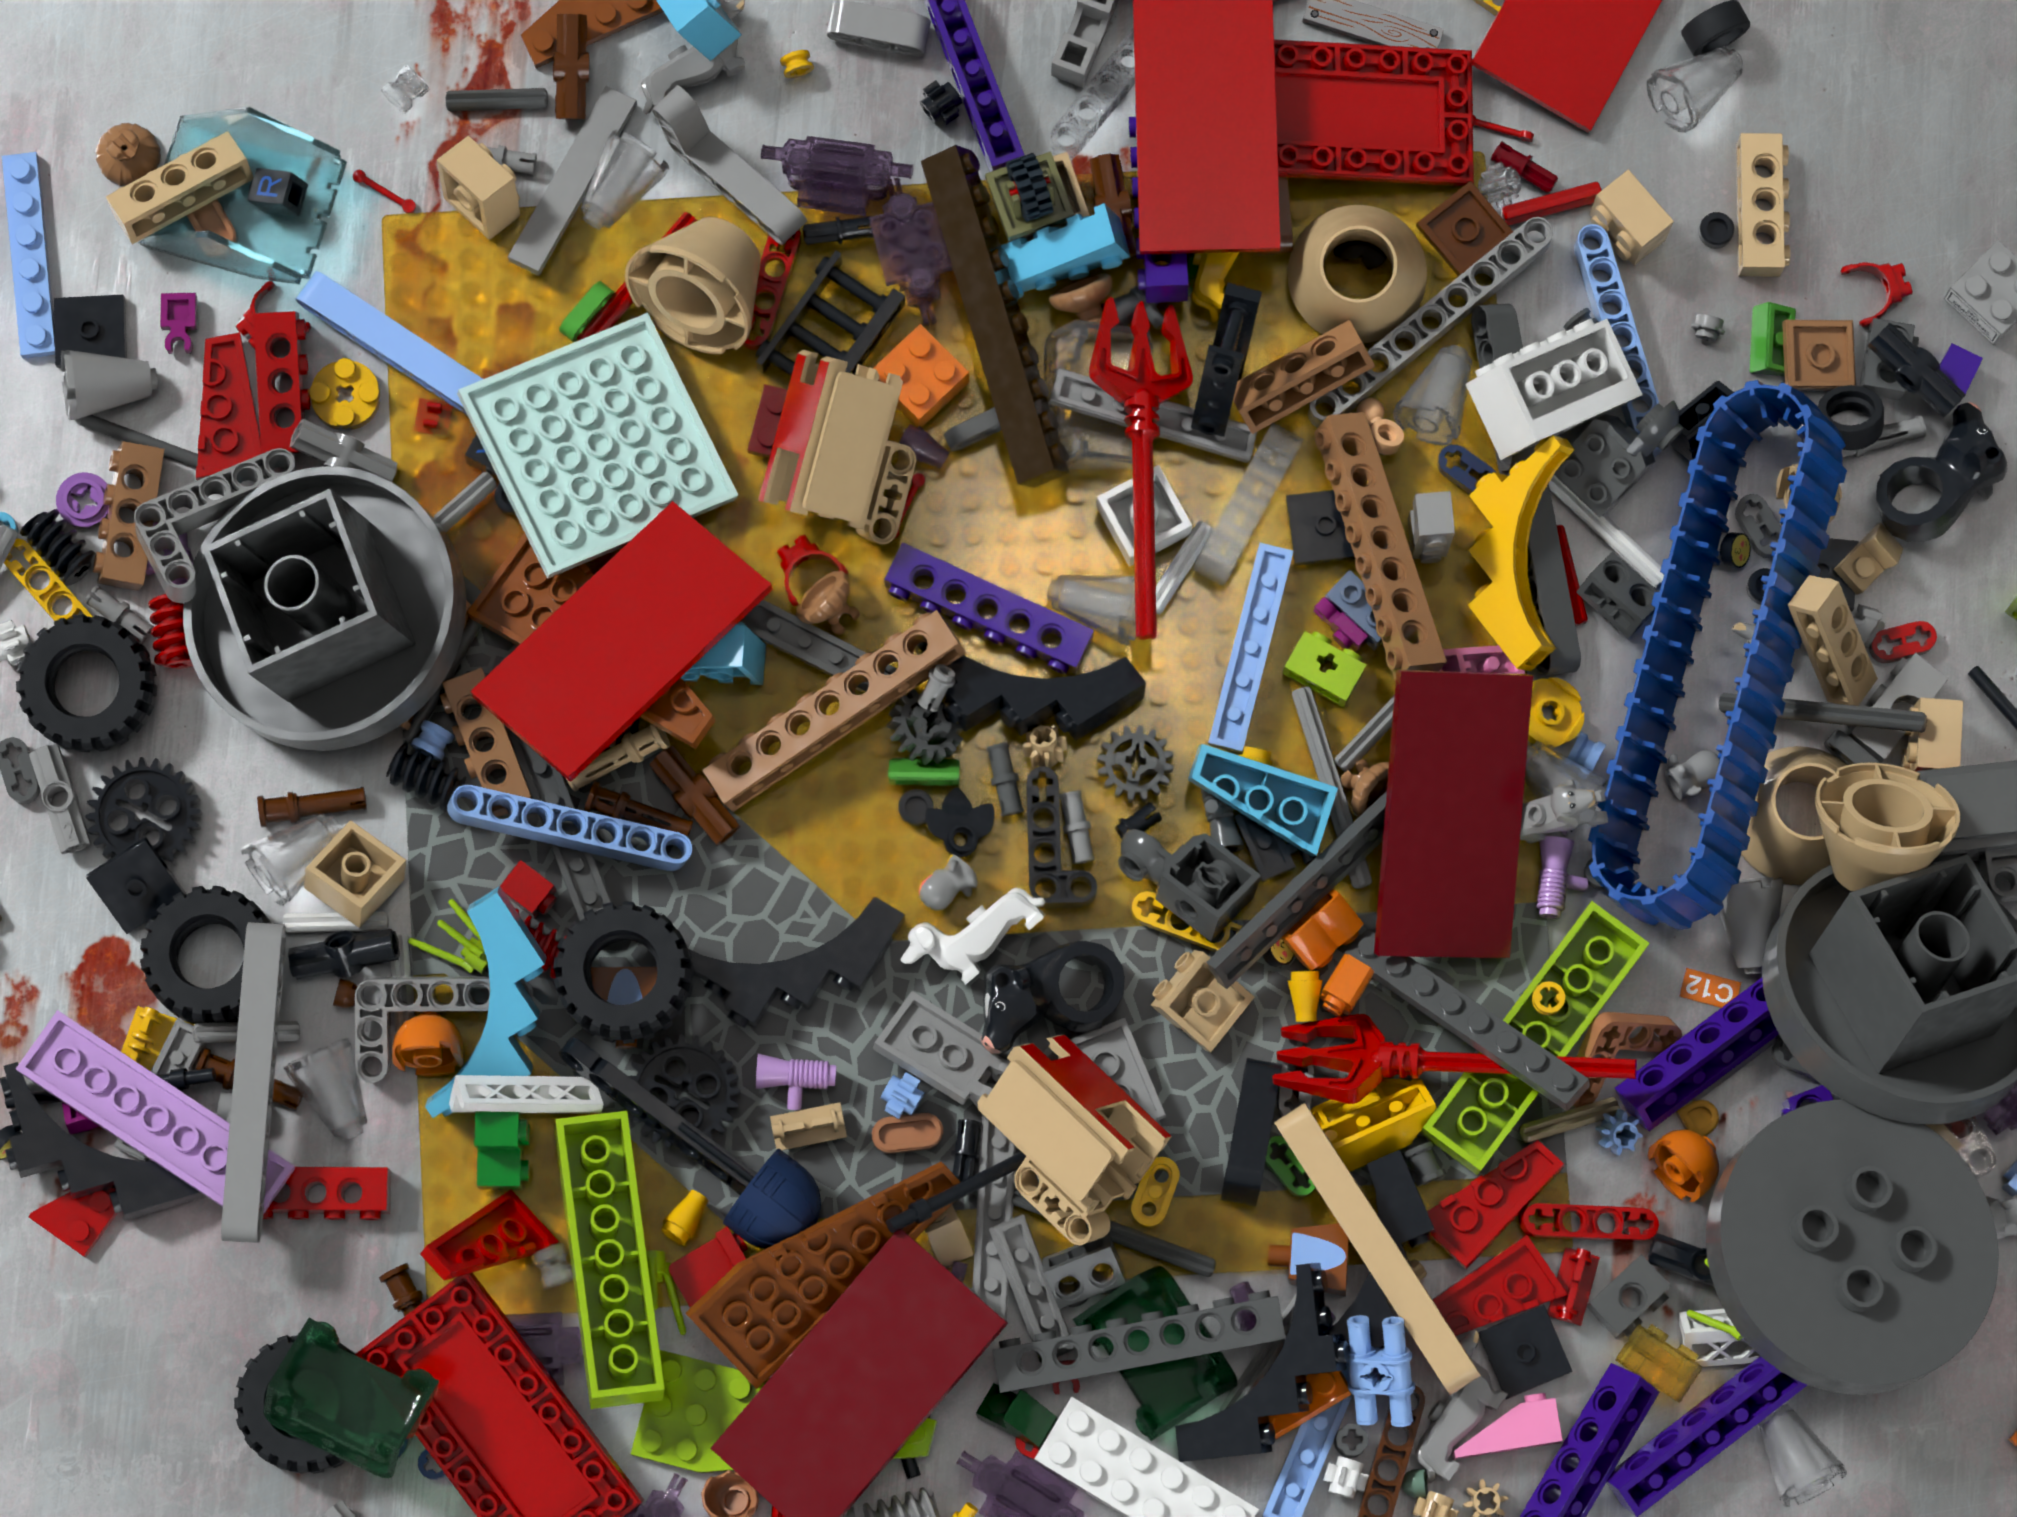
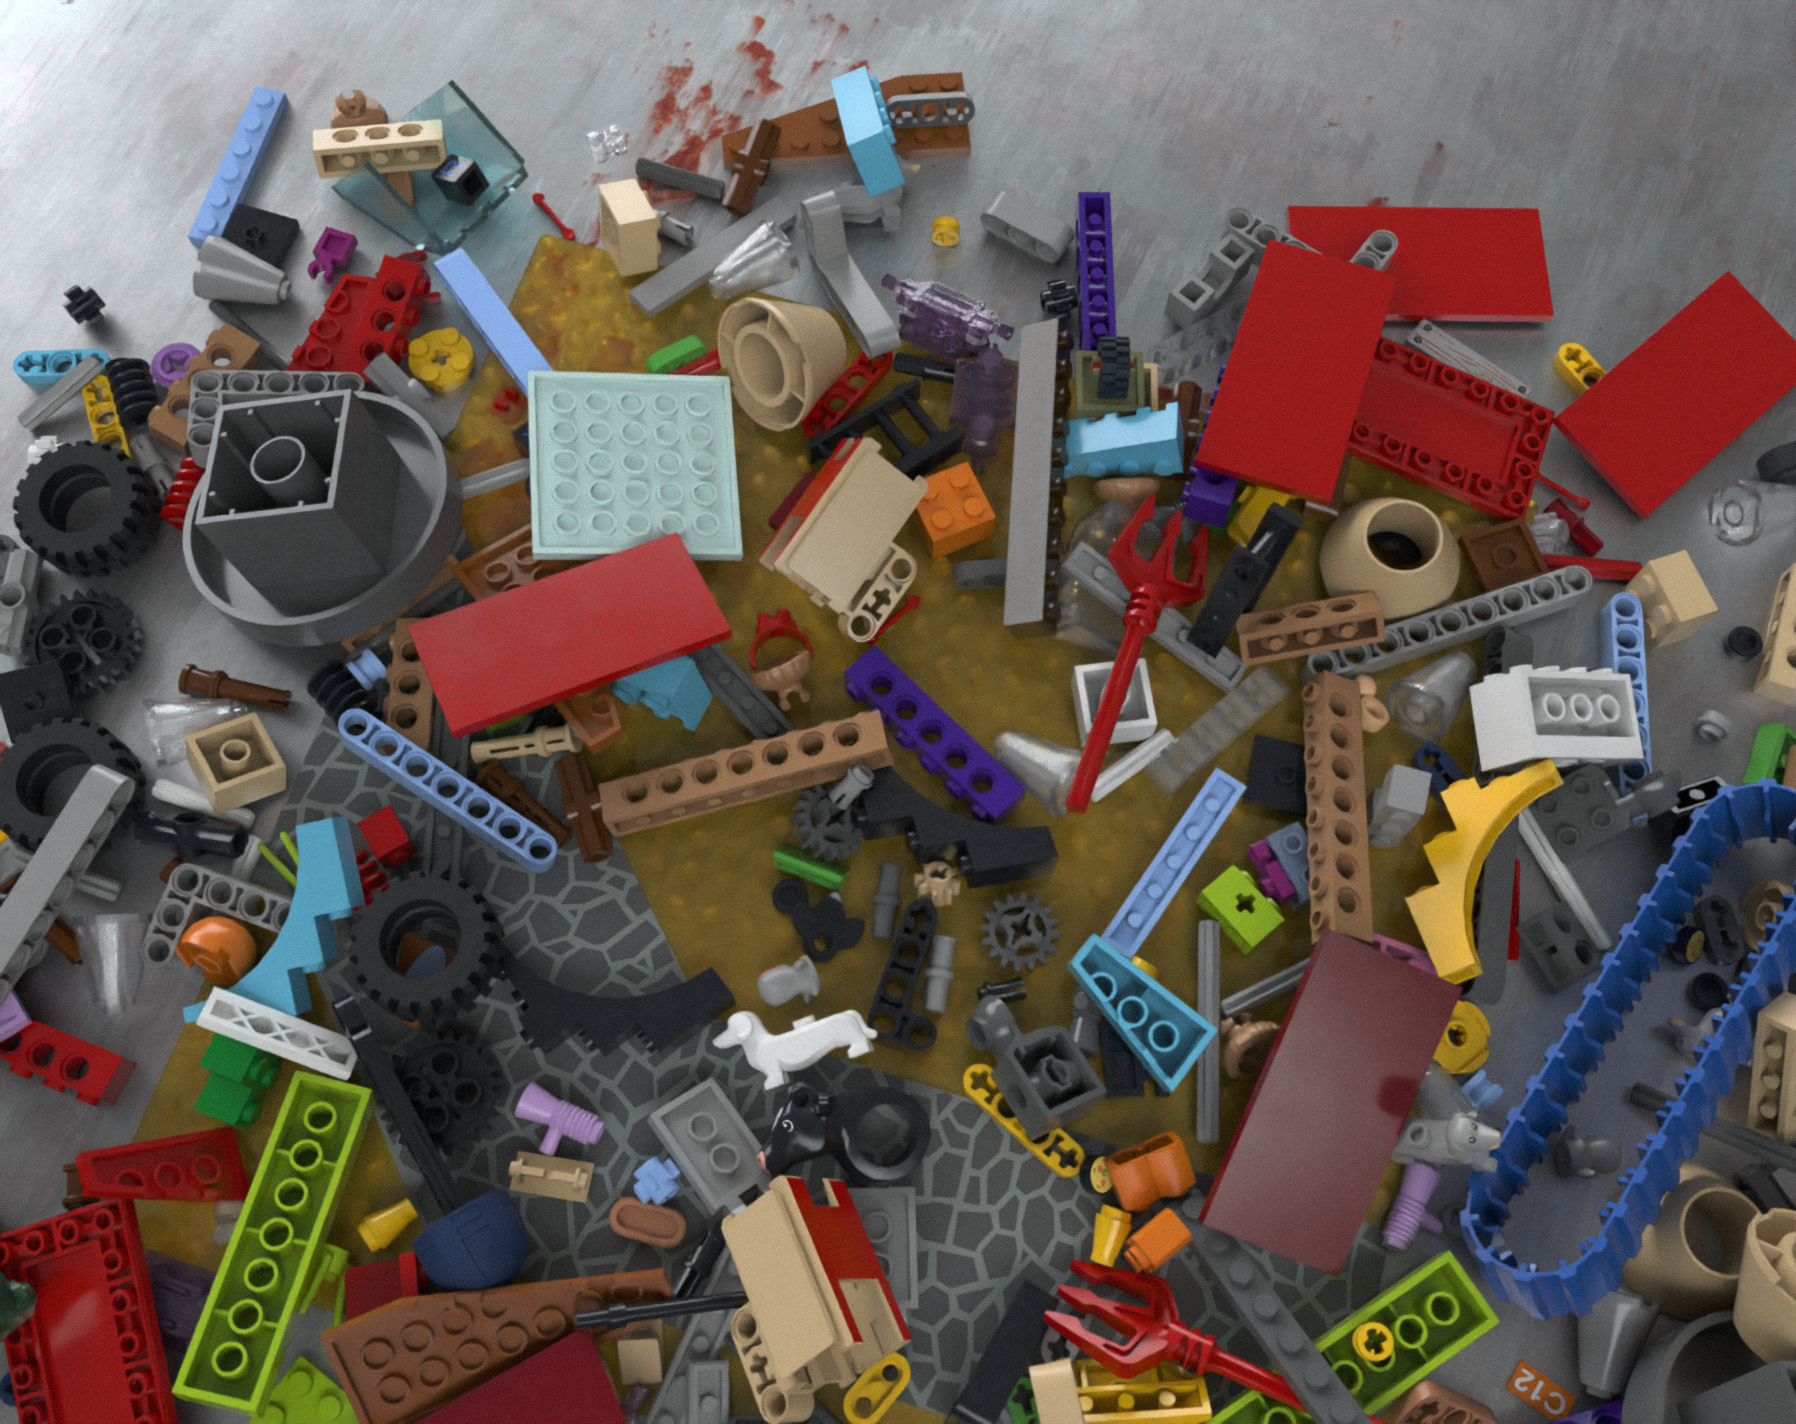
camera: 20 degrees right, 10 degrees down
(925, 446) = (930, 573): cone -> none
(1198, 1002) = (1000, 1198): tan plate -> none
(1299, 895) = (1140, 1127): dark grey plate -> none

